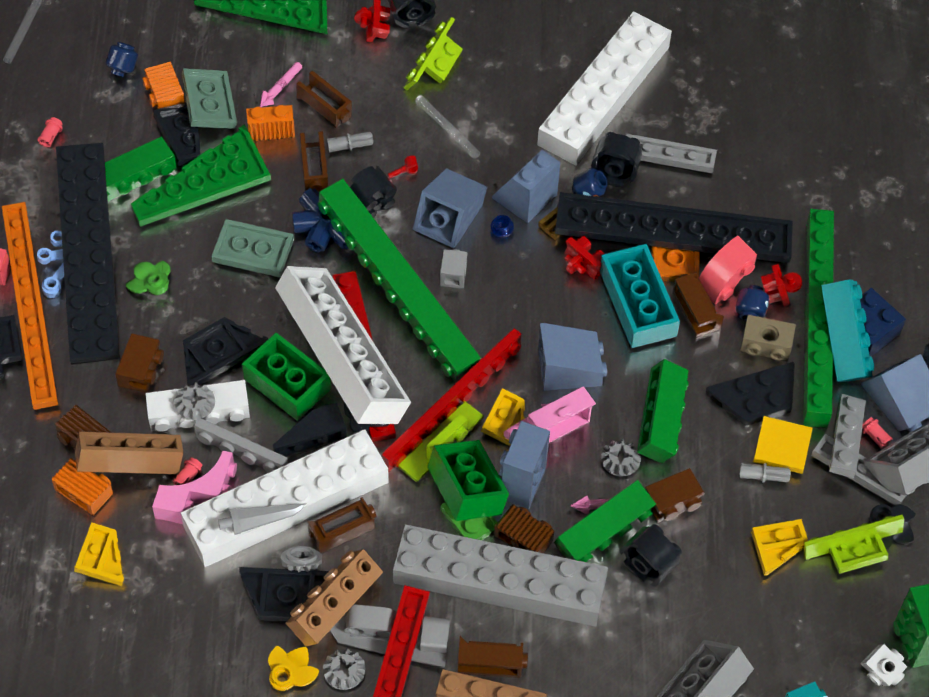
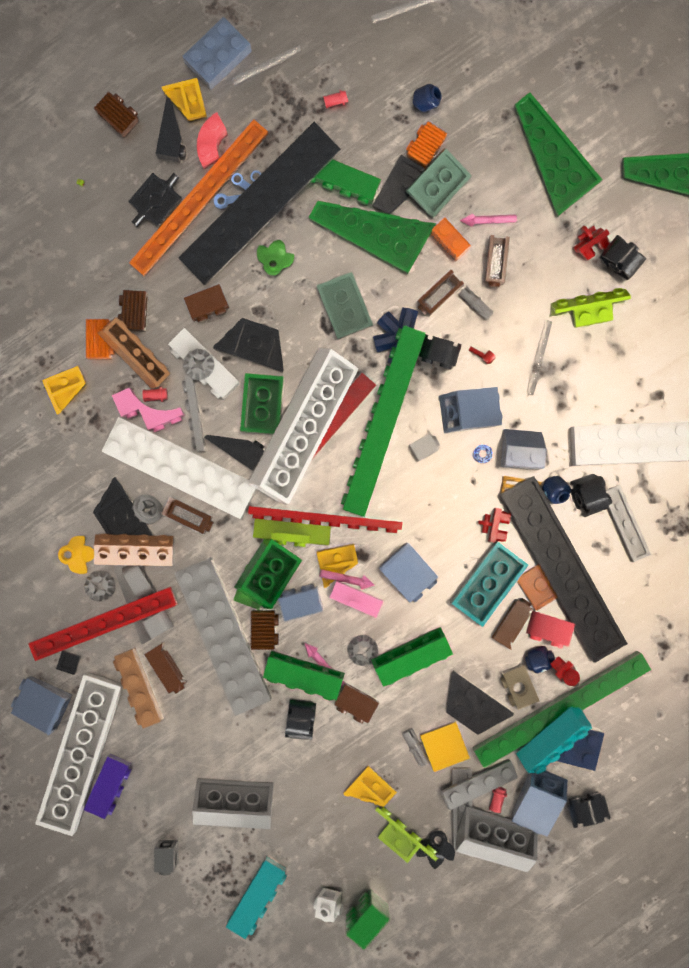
camera: 60 degrees right, 30 degrees up
(251, 518) = (144, 466): light grey bar -> none

